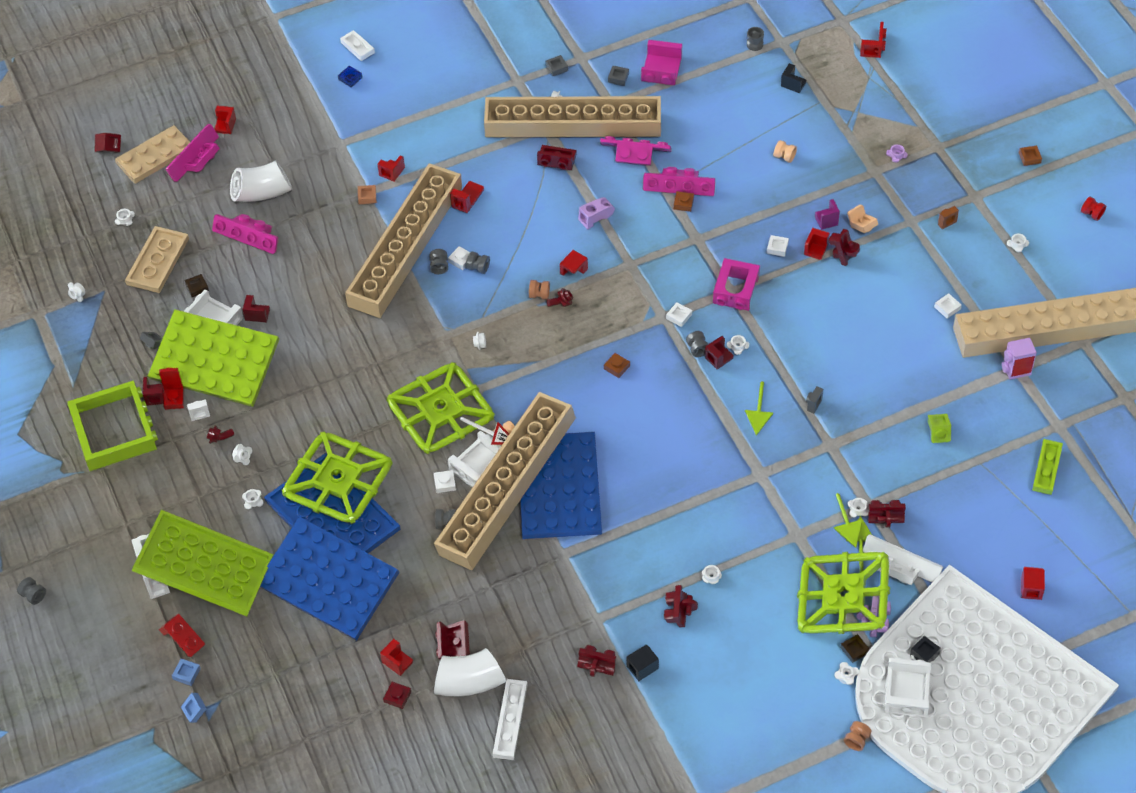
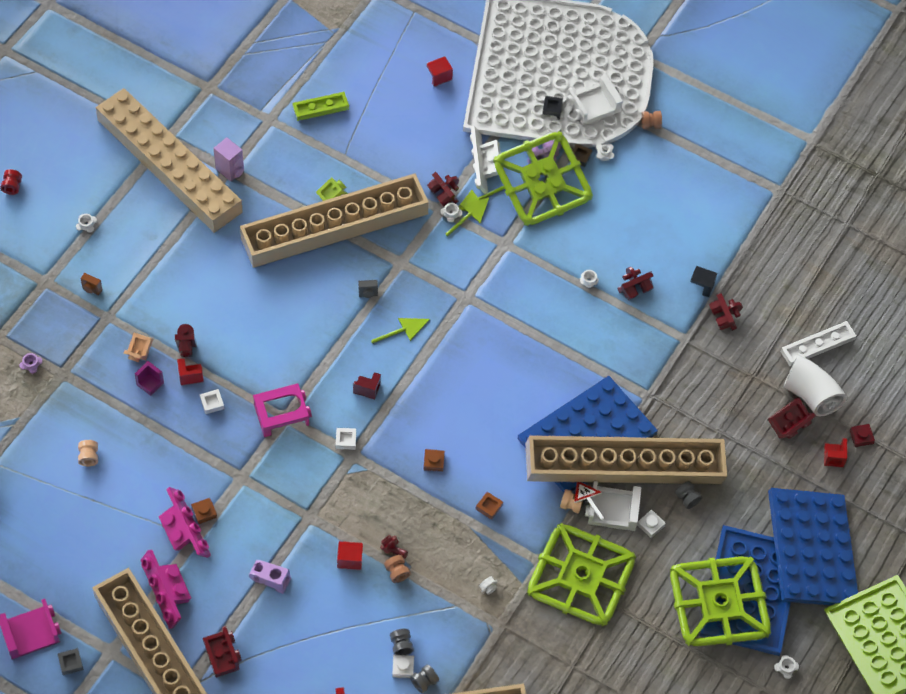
camera: 130 degrees left, 5 degrees up
(546, 377) = (489, 505): none -> dark orange plate
(697, 342) = (369, 405): dark grey wheel -> none
(738, 340) = (346, 372): white plate -> none
(902, 409) = (334, 220): none -> tan brick
(947, 306) = (196, 241): white plate -> none

